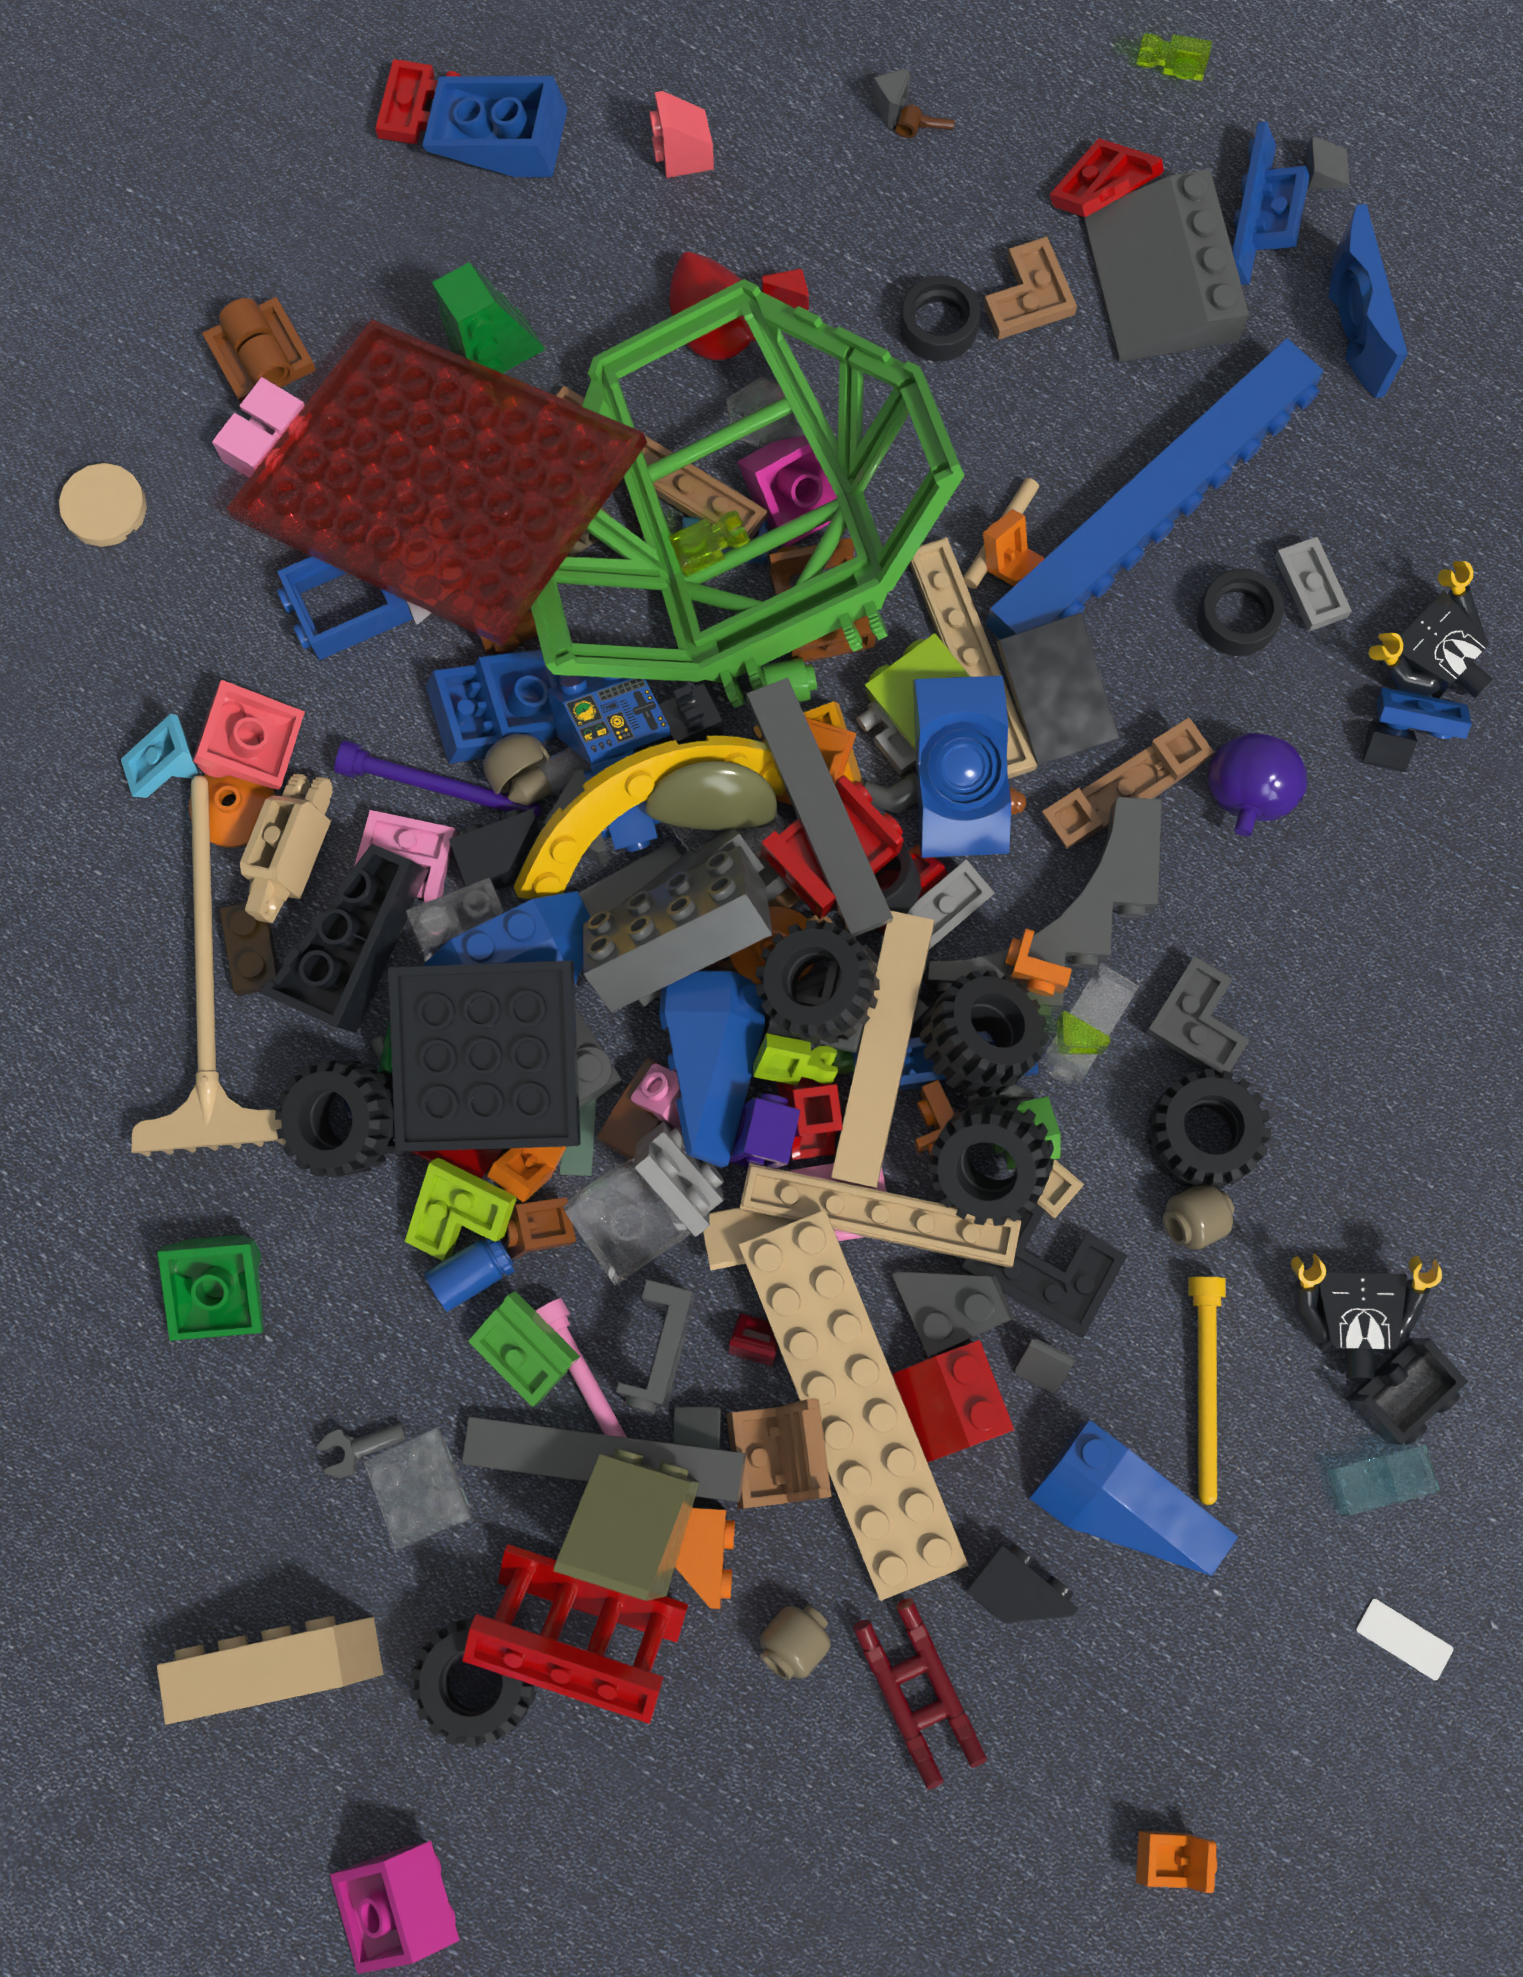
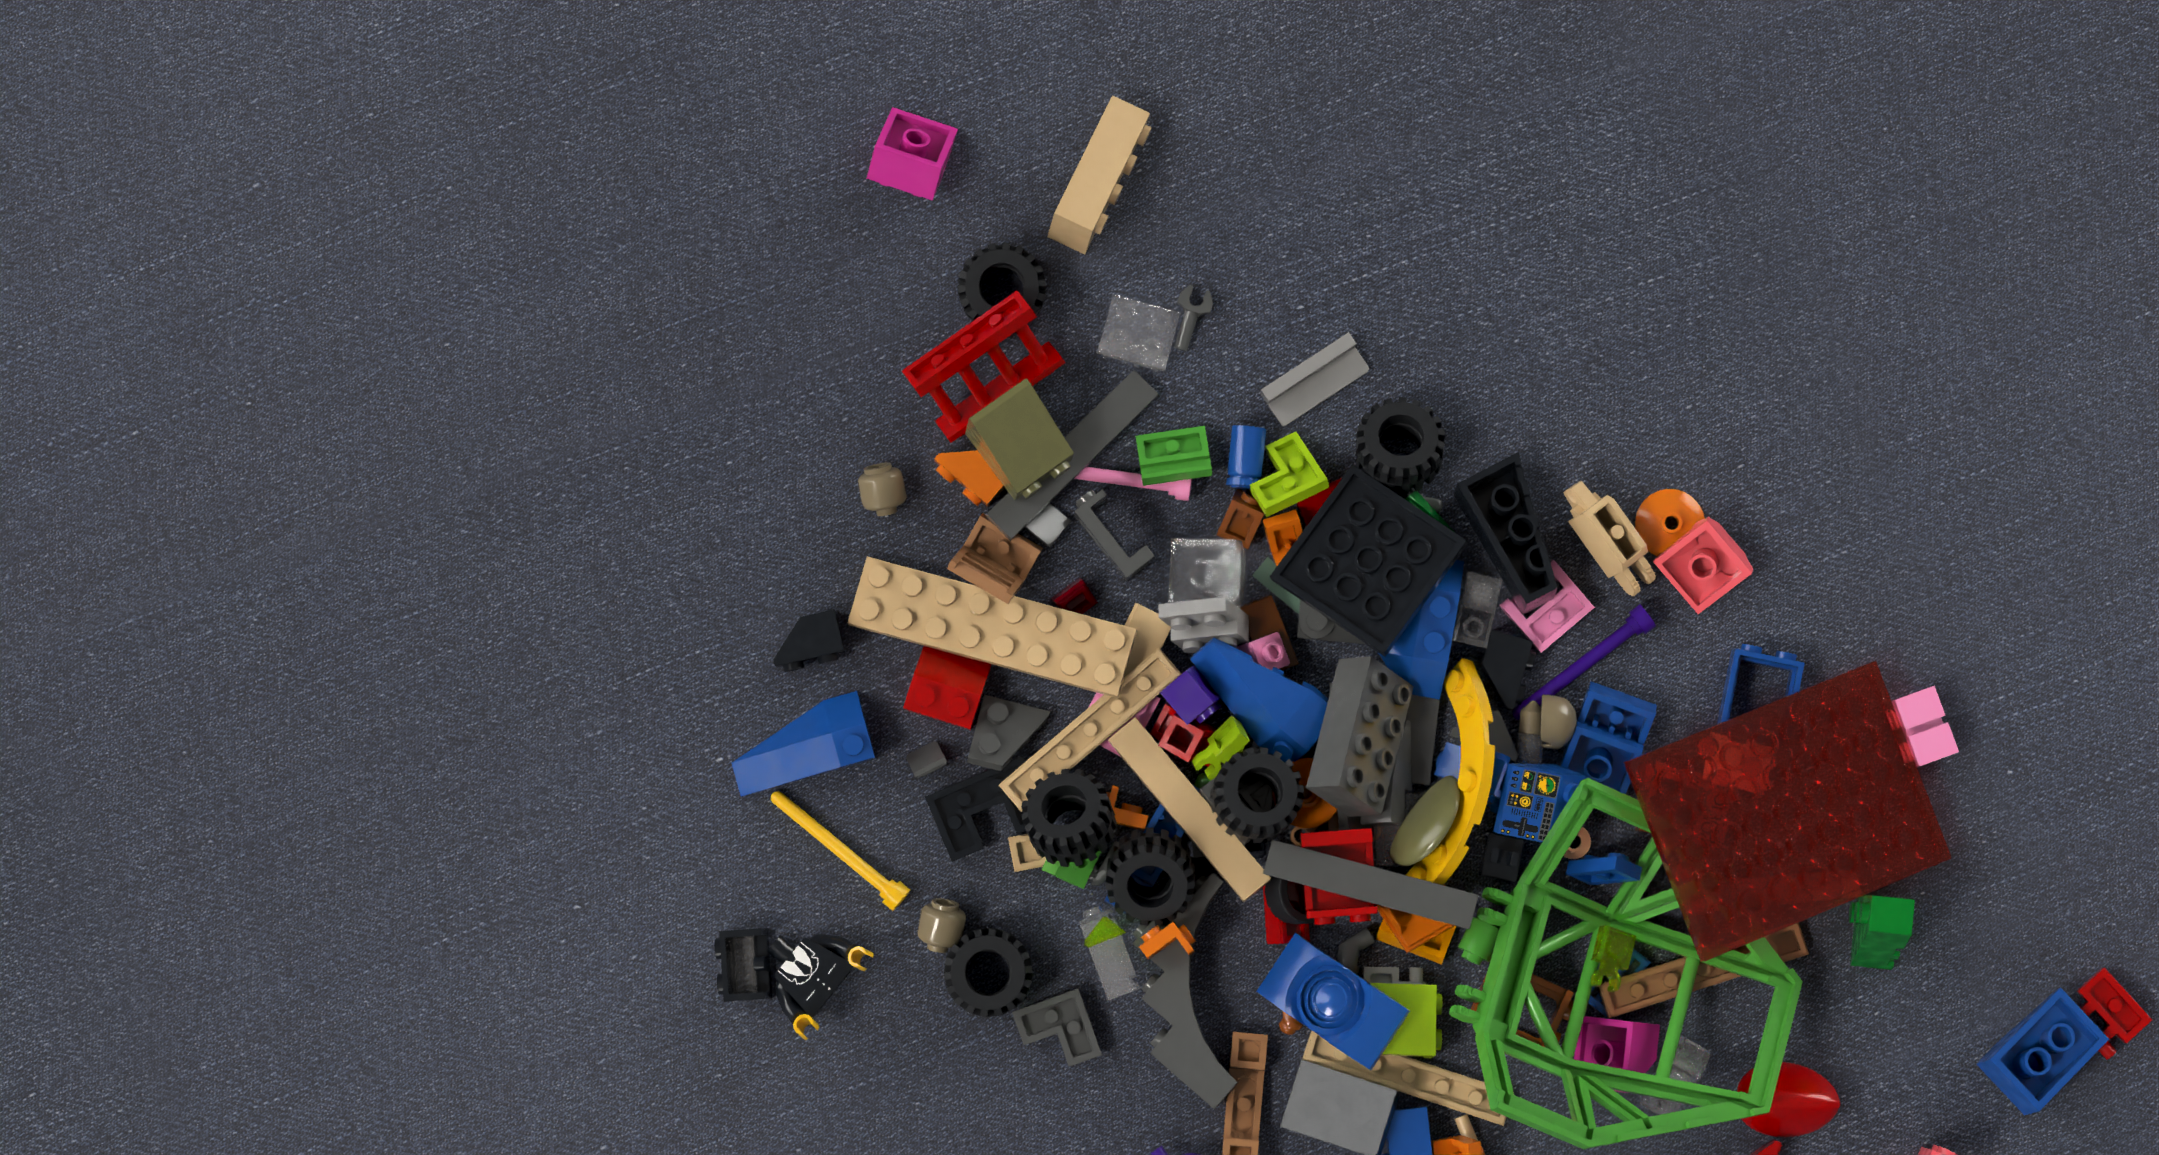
camera: 125 degrees right, 10 degrees up
(102, 504) = (1952, 585): tan tile -> none
(158, 757) = (1731, 496): medium azure slope -> none
(208, 1114) = (1466, 367): tan piece -> none
(211, 1287) = (1354, 295): green slope -> none
(248, 950) = (1559, 466): dark brown plate -> none
(256, 344) = (1990, 767): dark orange plate -> none
(335, 1262) = (1314, 380): none -> light grey panel
(617, 596) = (1604, 870): none -> blue plate
(946, 1706) = (779, 549): dark red piece -> none
(952, 900) = (1253, 928): light grey plate -> none
(1176, 1861) = (597, 613): orange bracket -> none
(1383, 1480) = (705, 909): clear light blue slope -> none
(1405, 1639) = (609, 847): white sticker -> none

